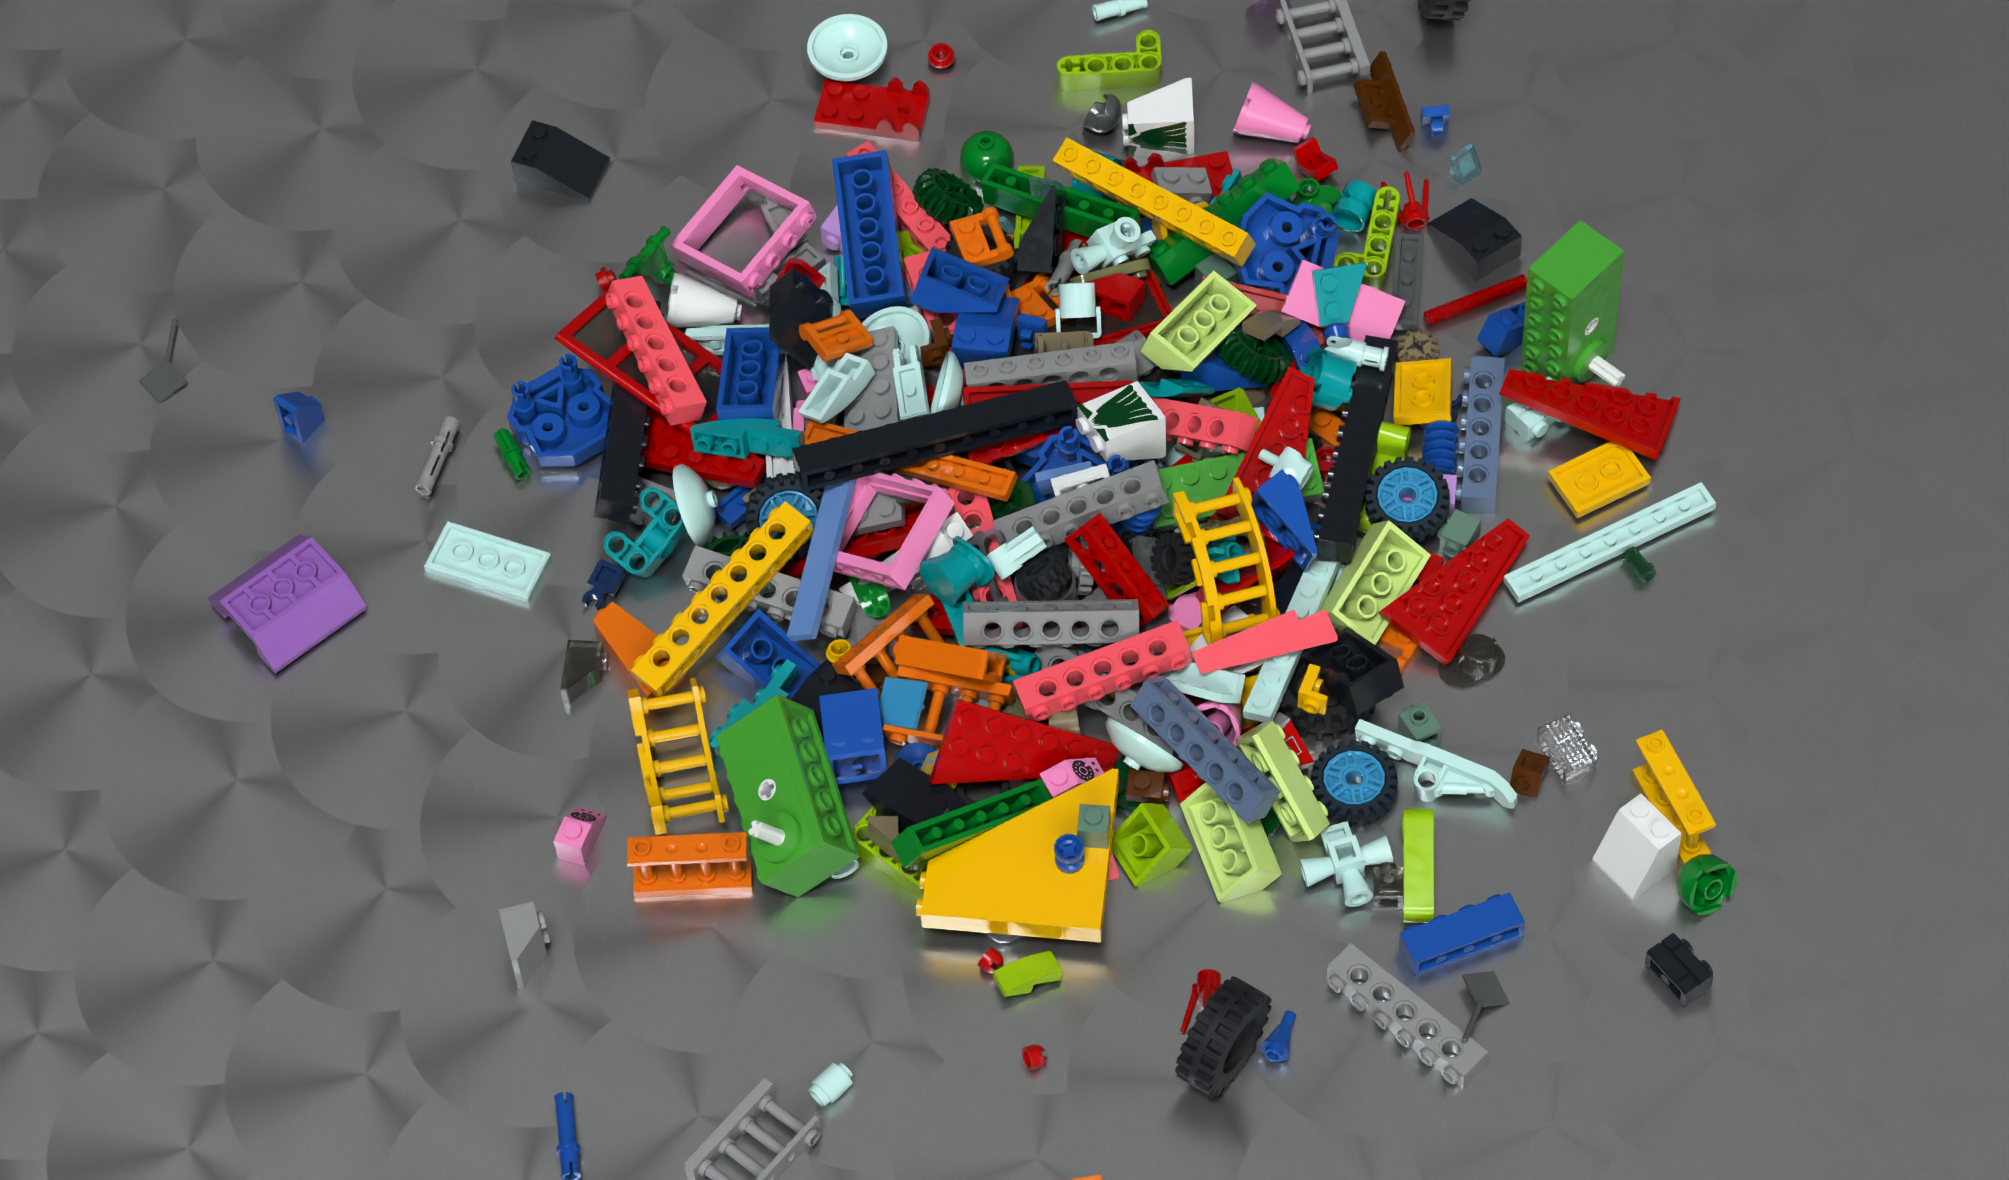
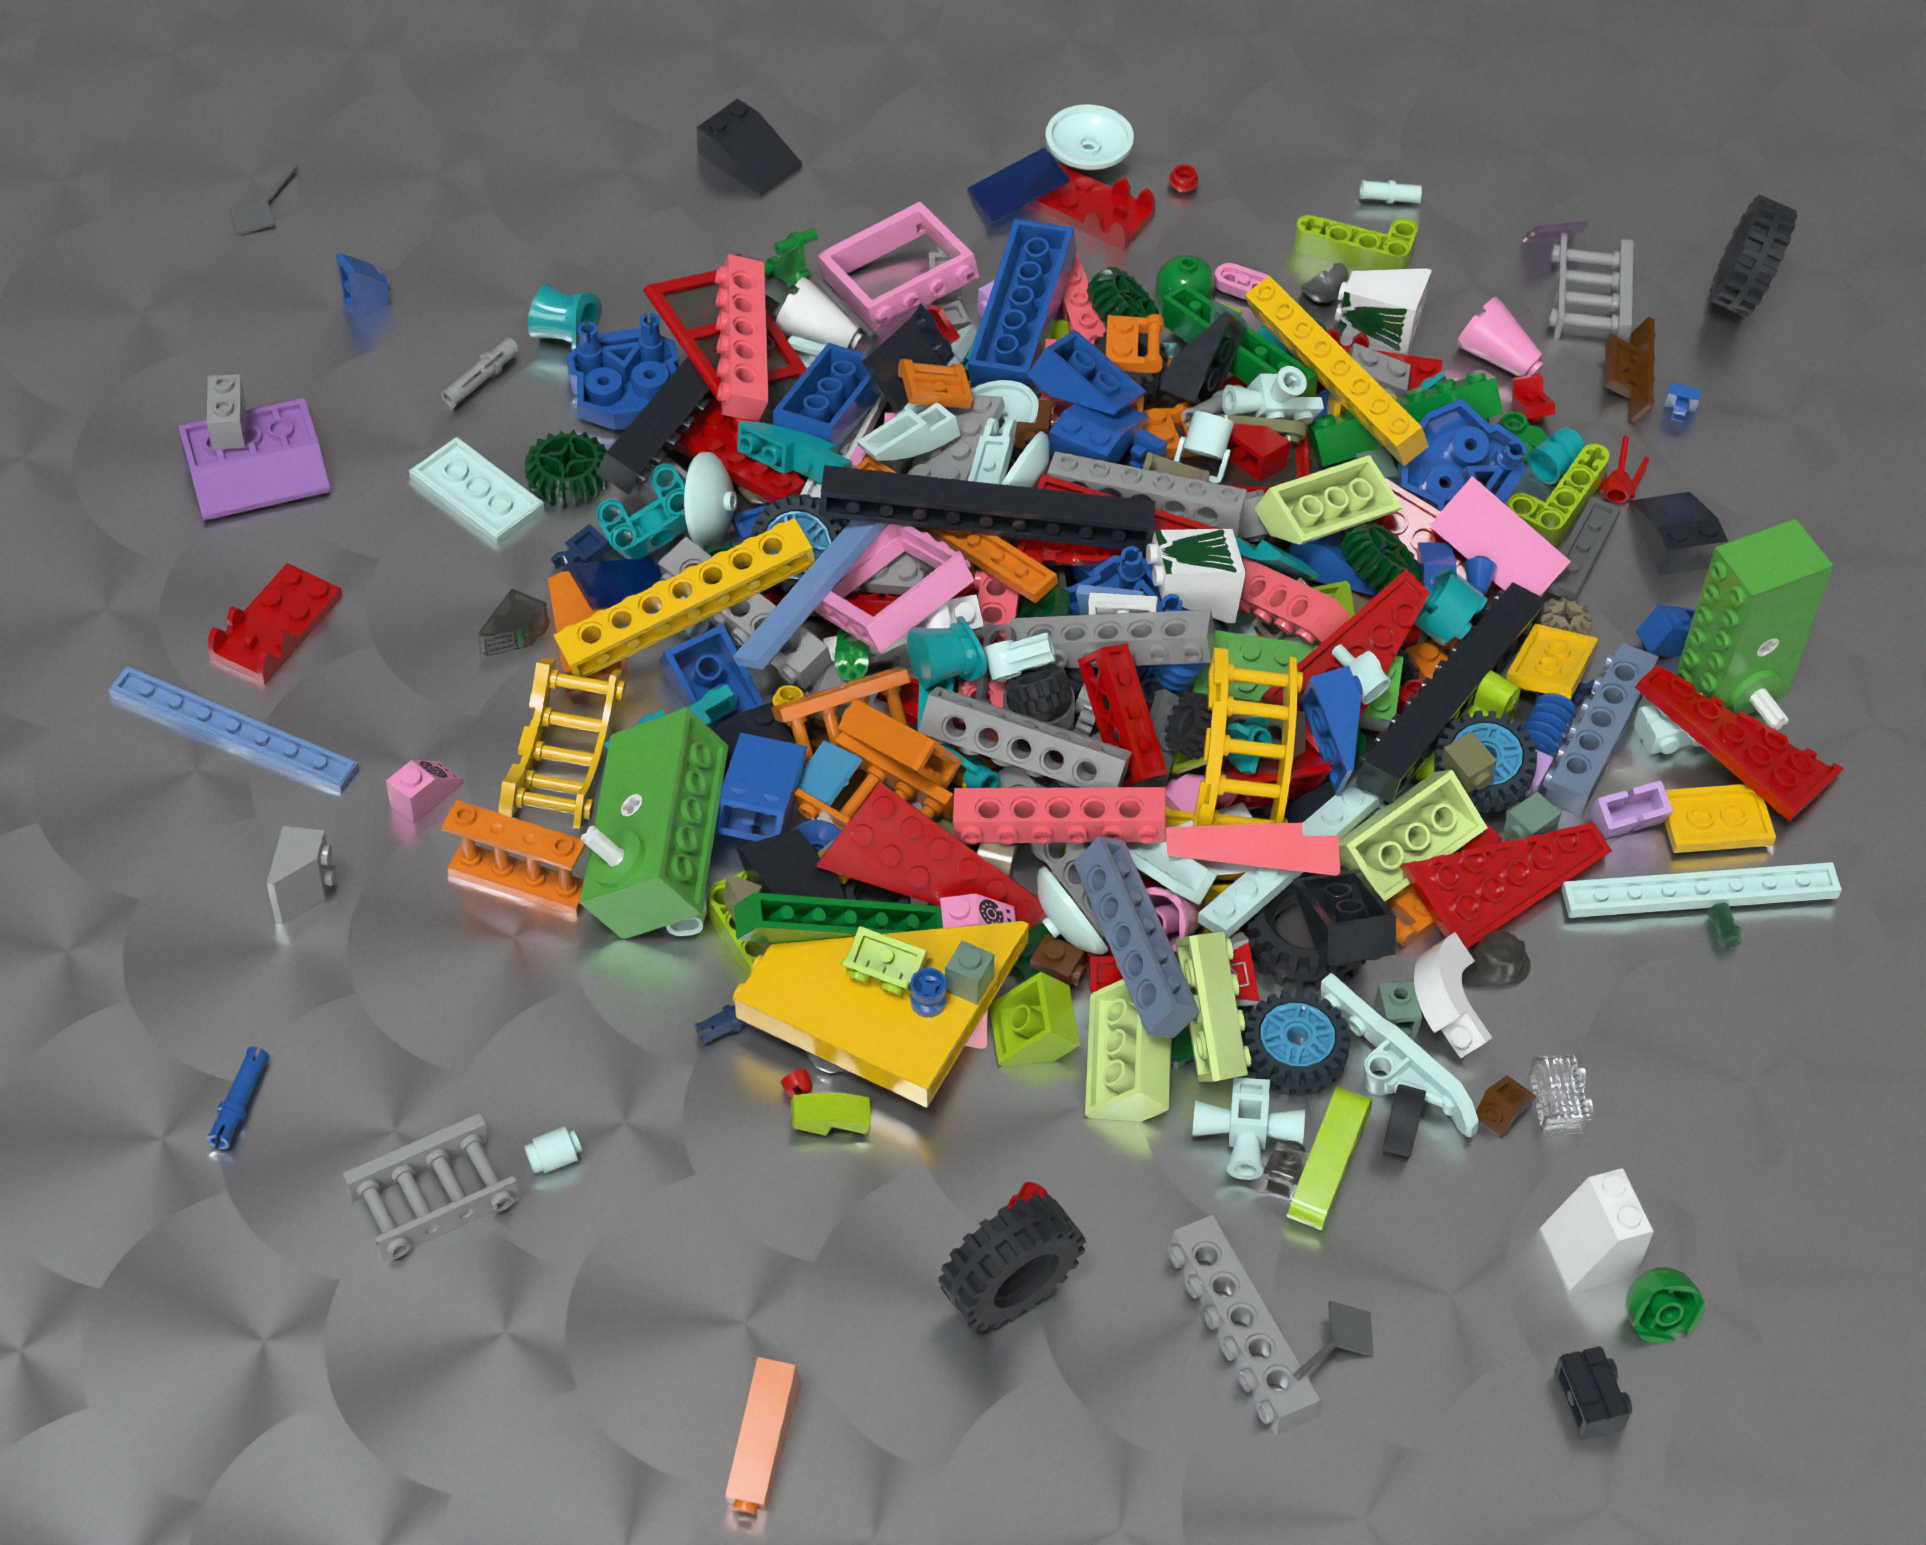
camera: 15 degrees right, 5 degrees down
(258, 575) = (226, 411): none -> light grey brick
(383, 740) = (273, 623): none -> red hinge
(398, 842) = (234, 729): none -> medium blue tile
(485, 380) = (559, 314): none -> teal hat
(512, 454) = (556, 396): green axle -> none
(540, 524) = (565, 468): none -> dark green gear
(651, 601) = (613, 580): none -> clear blue piece
(806, 114) = (1018, 185): none -> clear blue piece
(909, 936) = (719, 1023): none -> dark blue pin
(1024, 840) = (883, 960): none -> lime bracket
(1033, 1057) = (793, 1207): red hinge -> none
(1034, 137) = (1237, 279): none -> bright pink plate
(1269, 323) = (1405, 529): dark tan slope -> none
(1277, 1044) = (1079, 1298): blue cone -> none
(1309, 693) = (1285, 920): yellow bracket -> none
(1336, 292) = (1496, 523): teal wing -> none
(1359, 352) = (1497, 593): light aqua piece -> none
(1399, 508) = (1470, 762): none -> olive brick
(1449, 704) = (1443, 998): none -> white arch
(1461, 814) = (1404, 1120): none -> black tyre
(1461, 933) = (1348, 1254): blue brick -> none
(1465, 165) = (1695, 456): clear light blue slope -> none
(1476, 298) = (1649, 590): red axle -> none
(1538, 494) = (1642, 808): none -> lavender piece
(1672, 793) = (1663, 1186): yellow fence -> none

